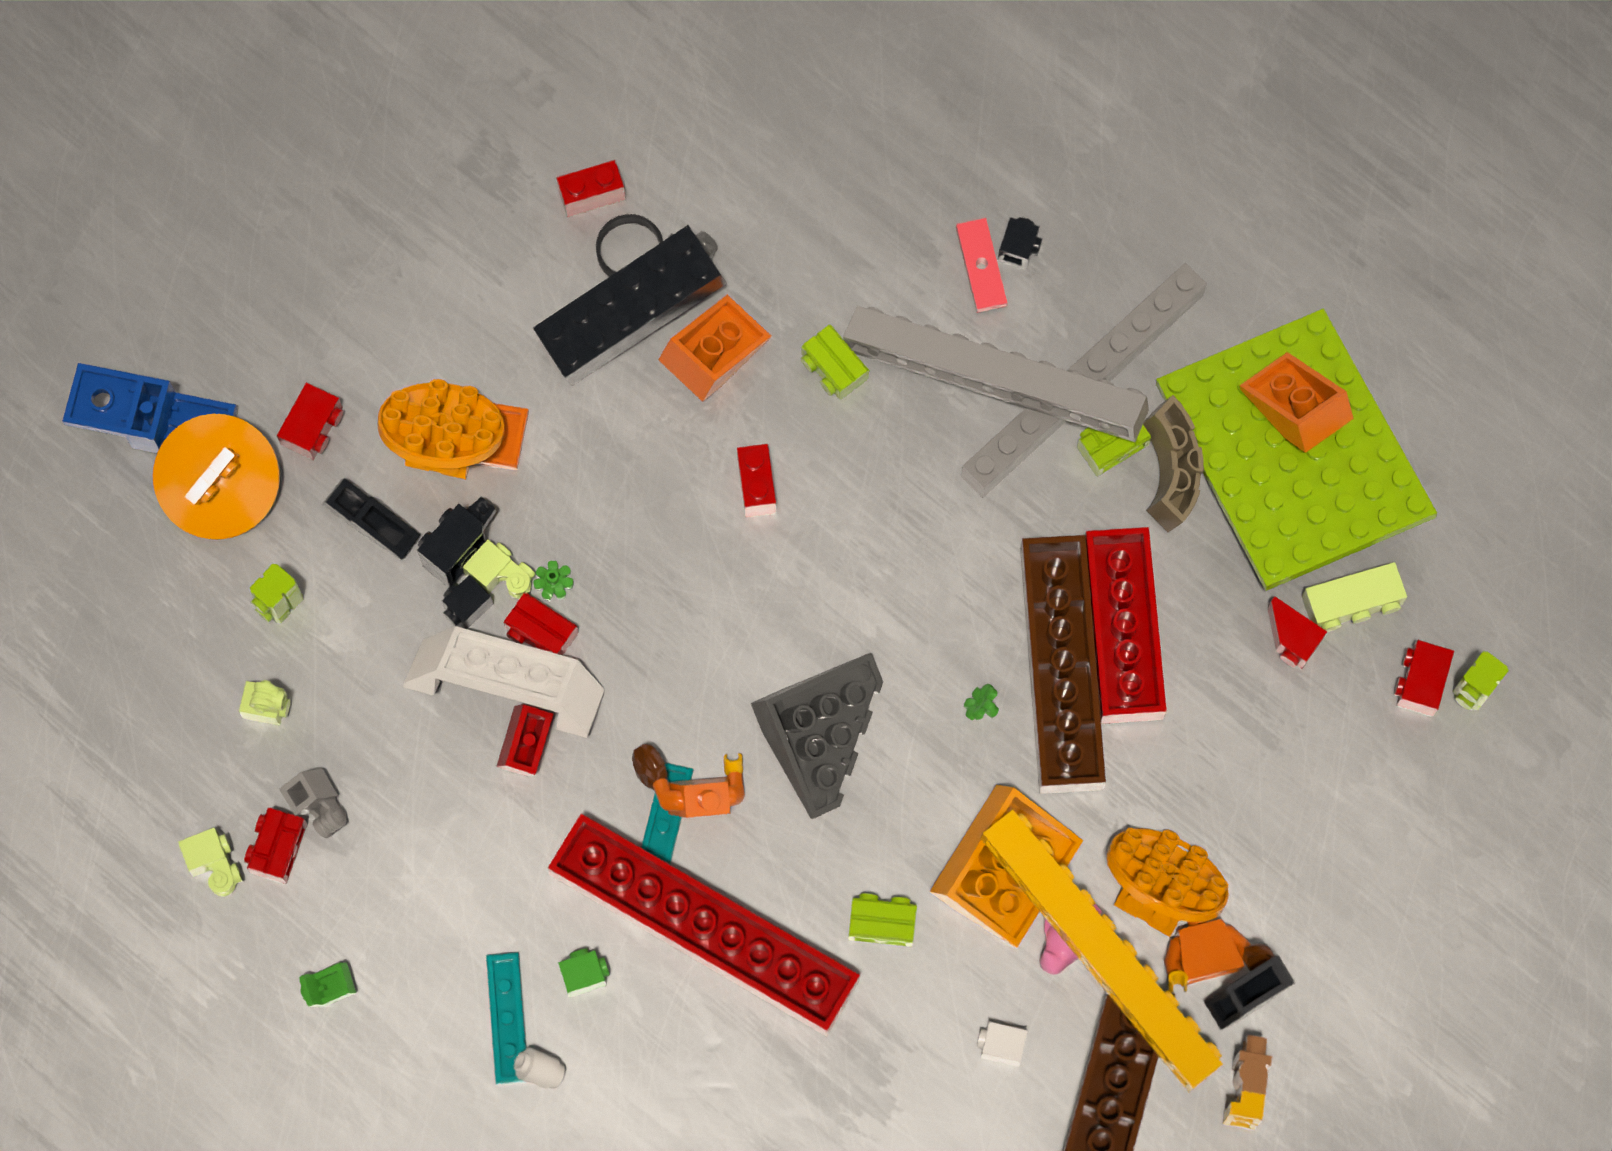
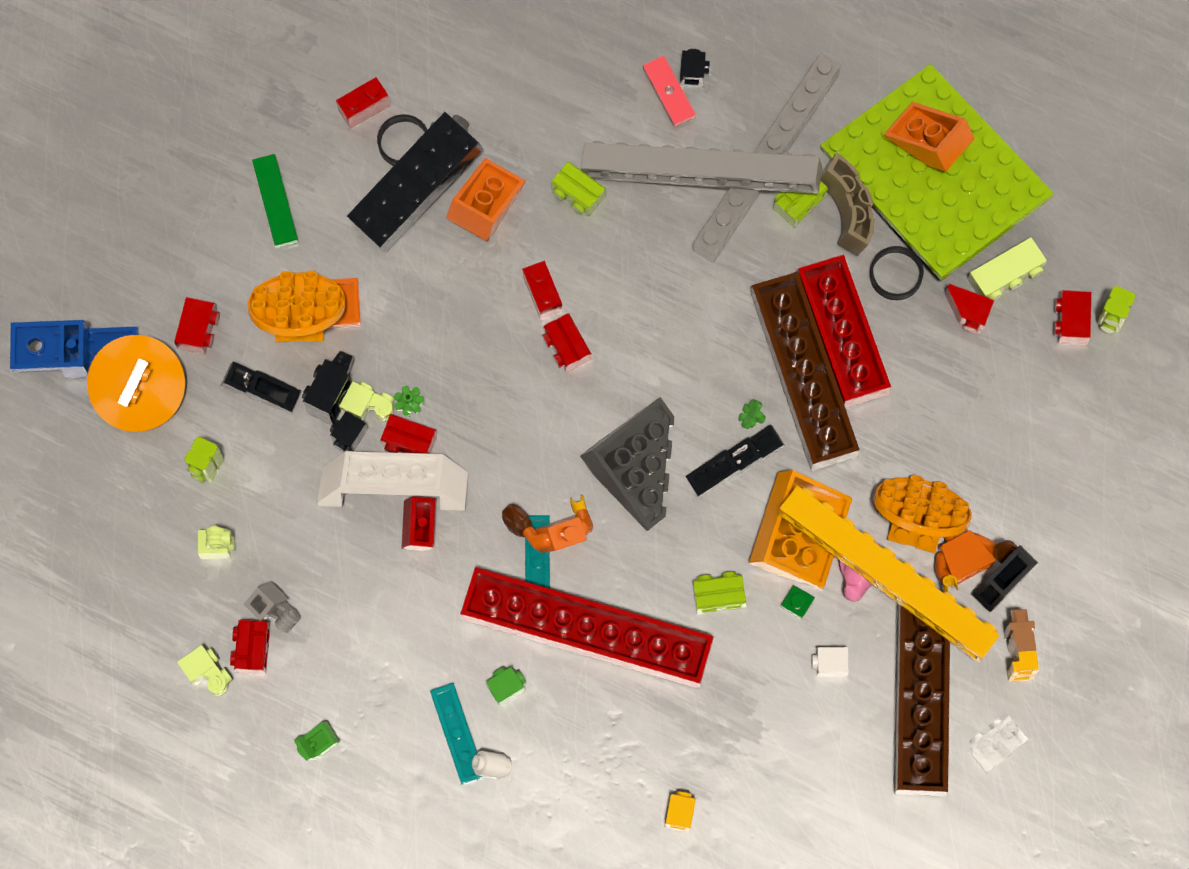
camera: 10 degrees left, 0 degrees up
(449, 287) = (275, 201): none -> green tile
(770, 555) = (567, 343): none -> red brick
(945, 757) = (735, 461): none -> black slope
(979, 957) = (797, 602): none -> green plate
(1221, 537) = (902, 250): none -> black tyre

